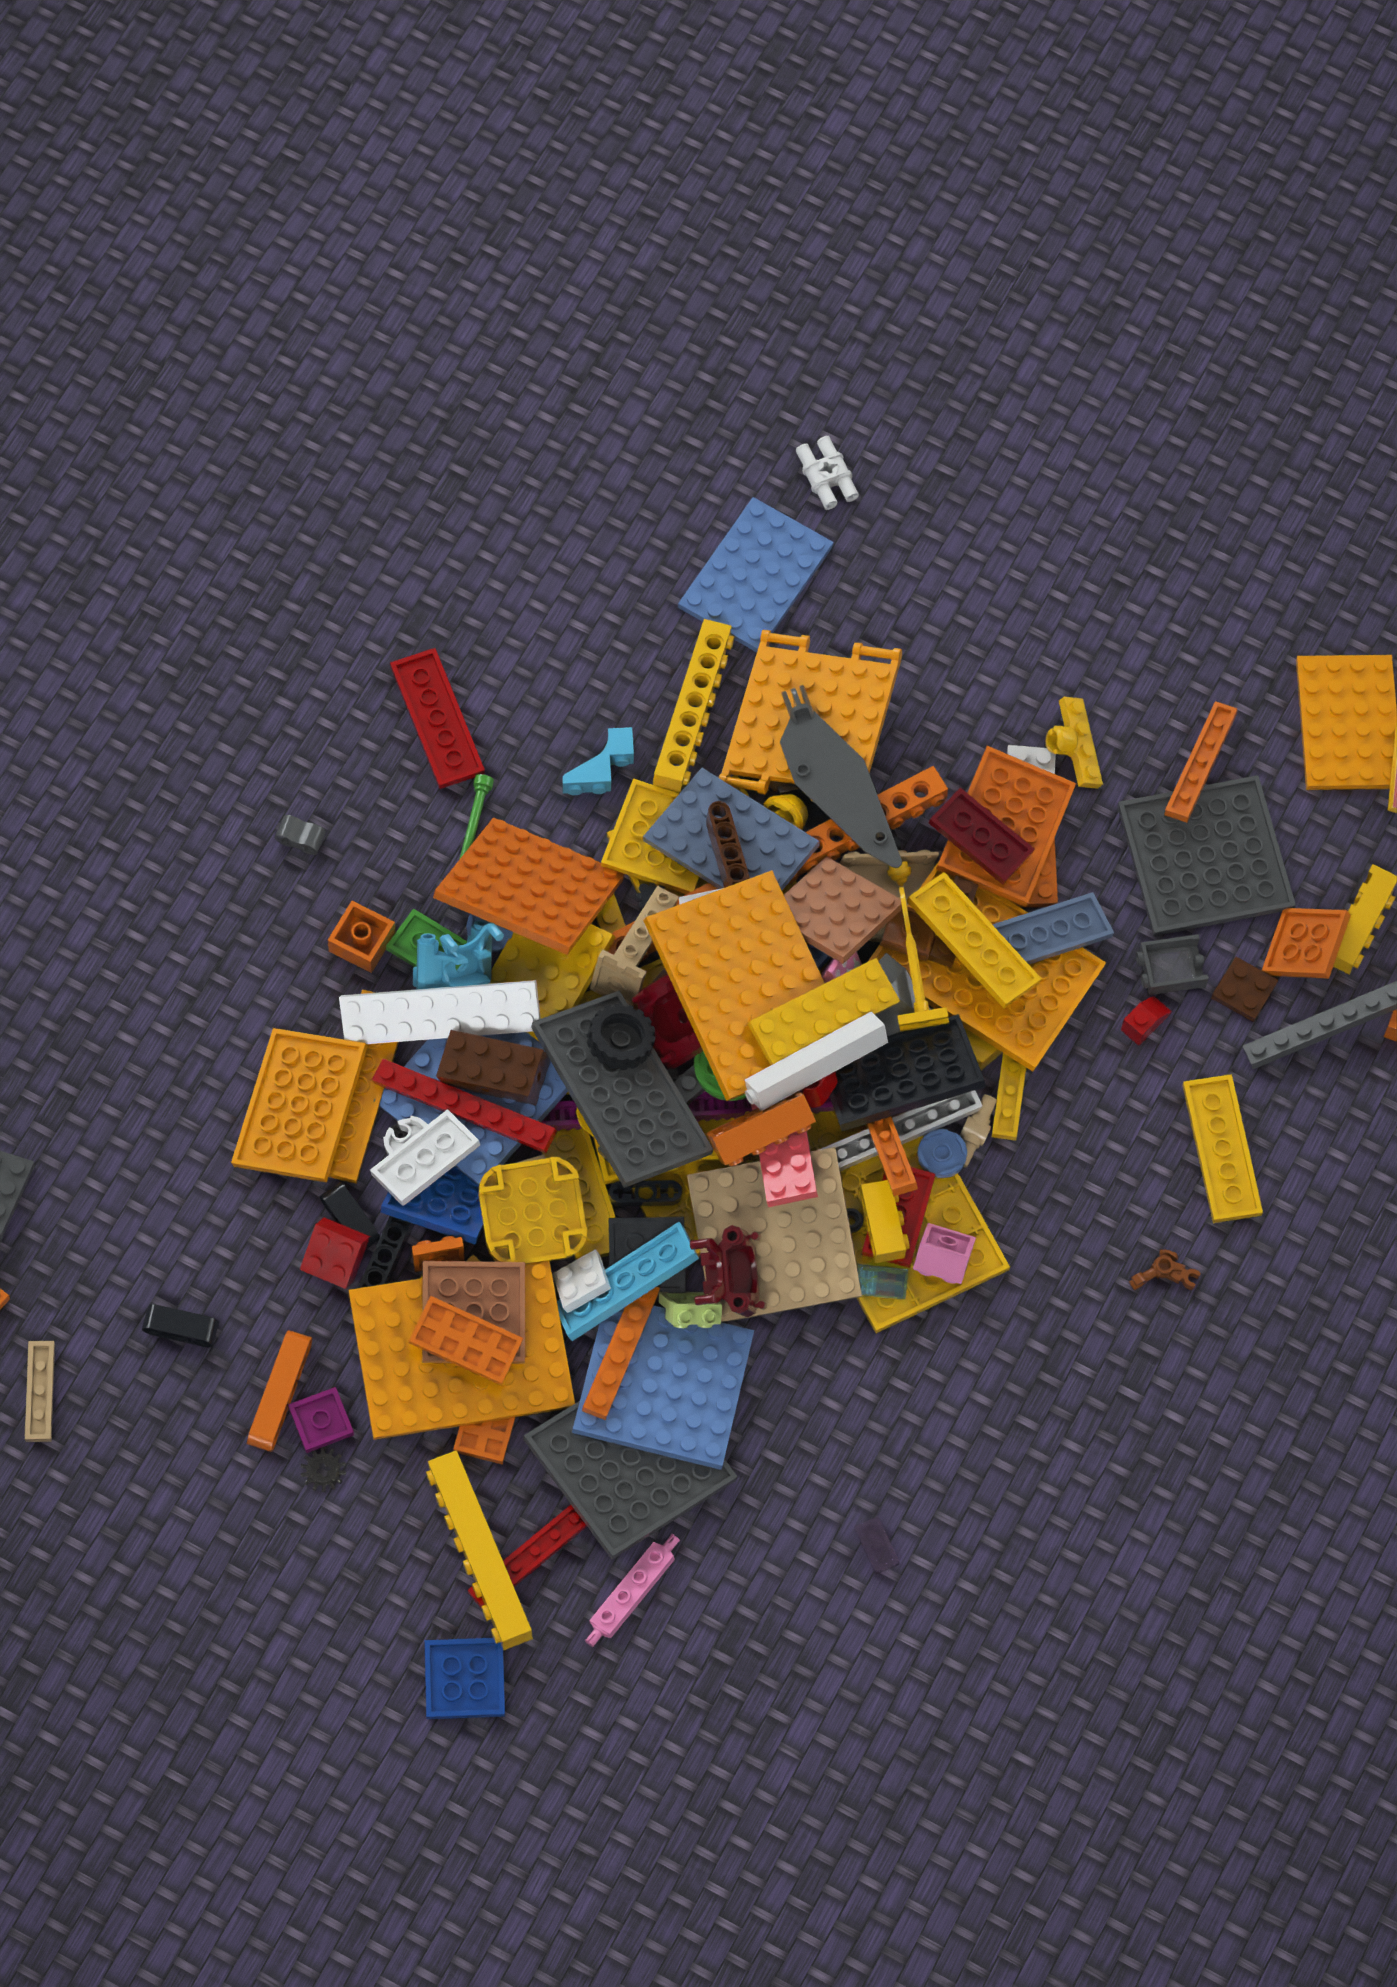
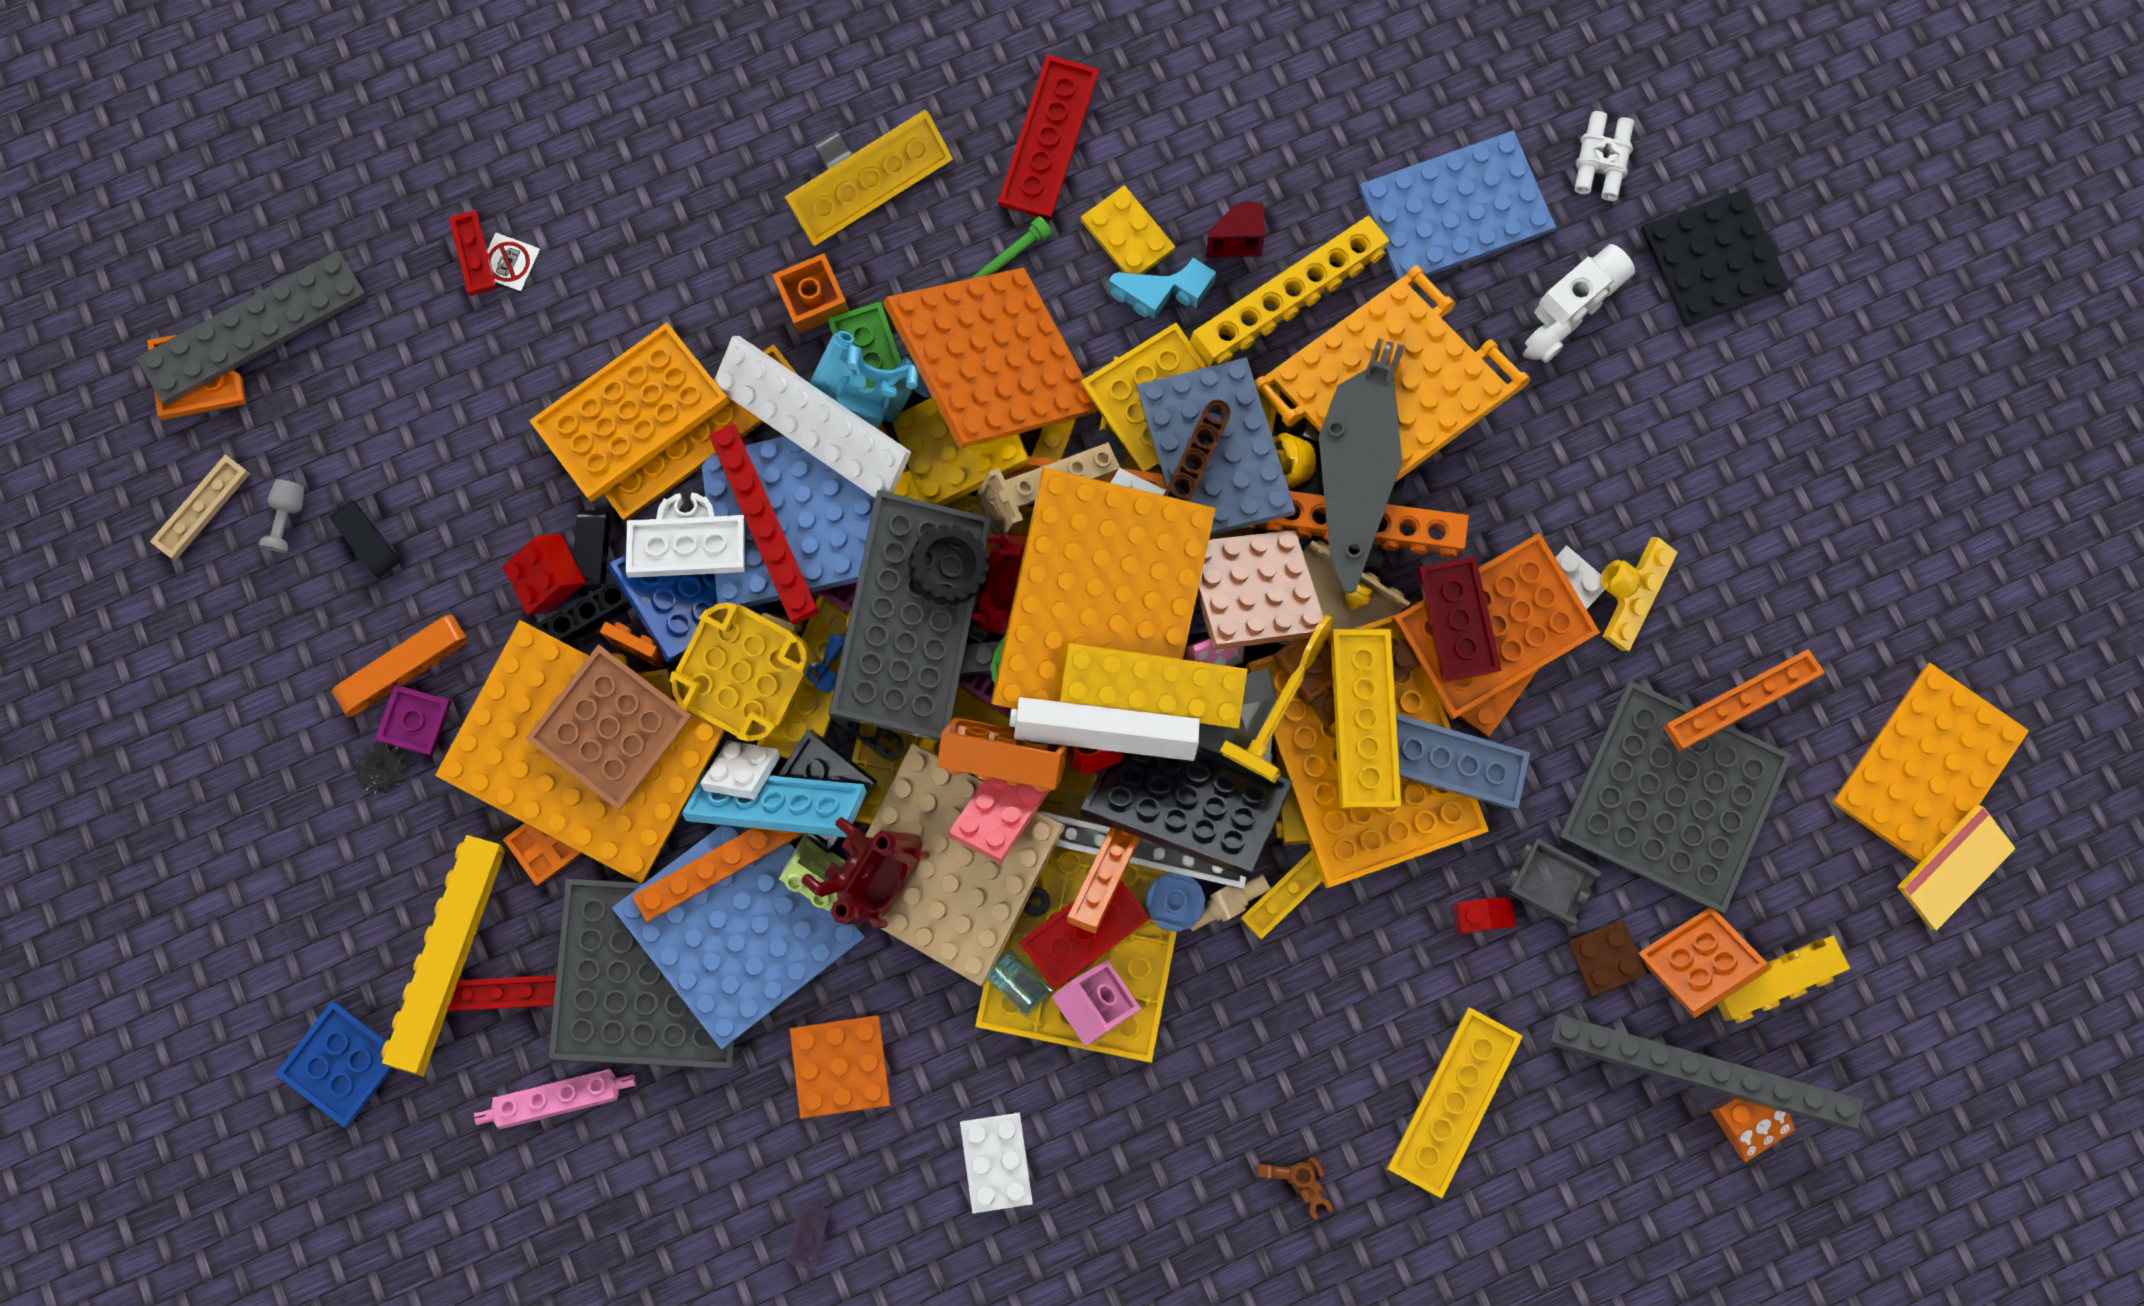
camera: 45 degrees right, 10 degrees up
(89, 1079) = (472, 253): none -> red plate
(100, 1339) = (285, 498): none -> light grey piece
(118, 1069) = (511, 260): none -> sticker
(336, 830) = (869, 177): none -> yellow plate
(465, 1340) = (574, 750): orange plate -> none
(493, 1067) = (812, 506): reddish brown brick -> none
(545, 745) = (1127, 233): none -> yellow plate
(589, 1180) = (827, 680): none -> blue piece
(628, 689) = (1238, 232): none -> dark red slope
(807, 1425) = (840, 1067): none -> orange plate
(883, 1222) = (1054, 935): yellow brick -> none
(887, 579) = (1576, 296): none -> white brick
(953, 490) = (1715, 257): none -> black plate
(960, 1408) = (996, 1163): none -> white plate

